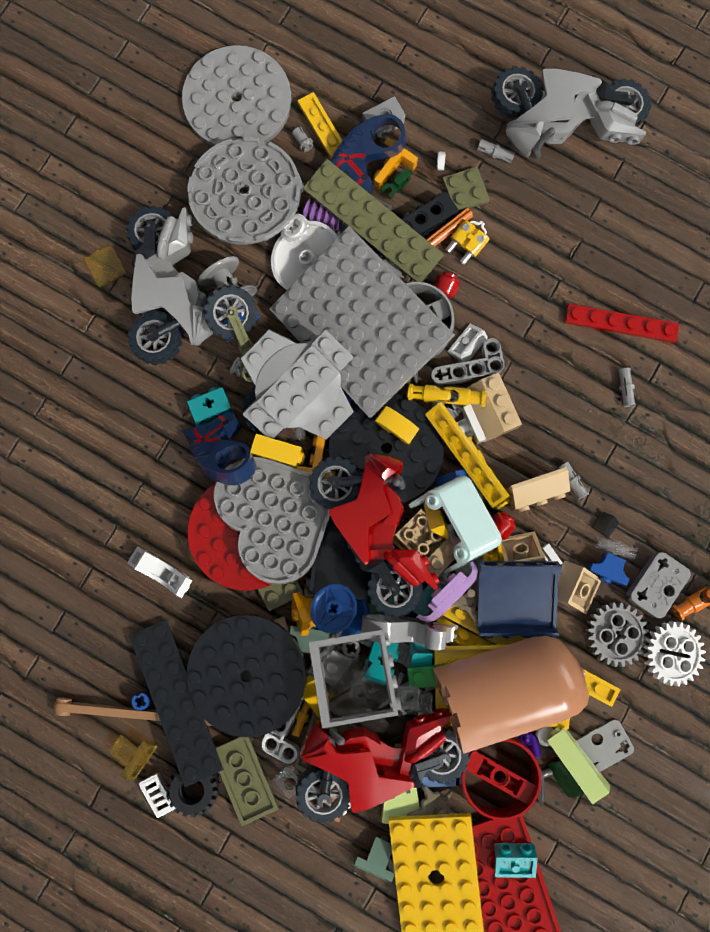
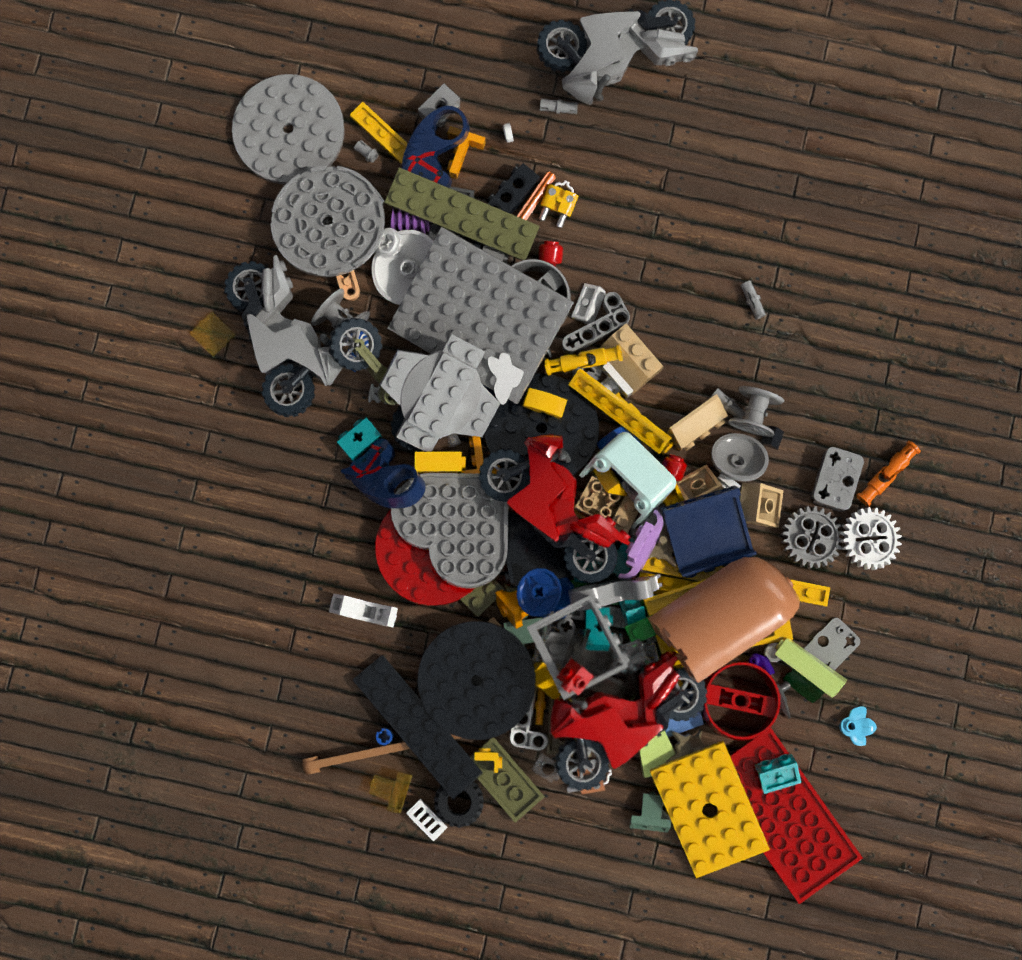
camera: 15 degrees left, 0 degrees up
(233, 751) = (486, 755): none -> yellow bracket
(246, 256) = (348, 283): none -> light nougat plate
(339, 711) = (574, 677): none -> red brick
(367, 387) = (506, 375): none -> white sticker
(401, 179) = (474, 164): dark green plate -> none
(466, 188) = (541, 152): olive plate -> none
(569, 535) = (739, 457): none -> light grey dish
(599, 494) = (756, 411): none -> light grey piece
(609, 835) = (860, 726): none -> medium azure plate
(610, 569) = (787, 479): blue brick -> none
(616, 547) = (788, 456): clear pin -> none
(622, 323) = (730, 239): red plate -> none

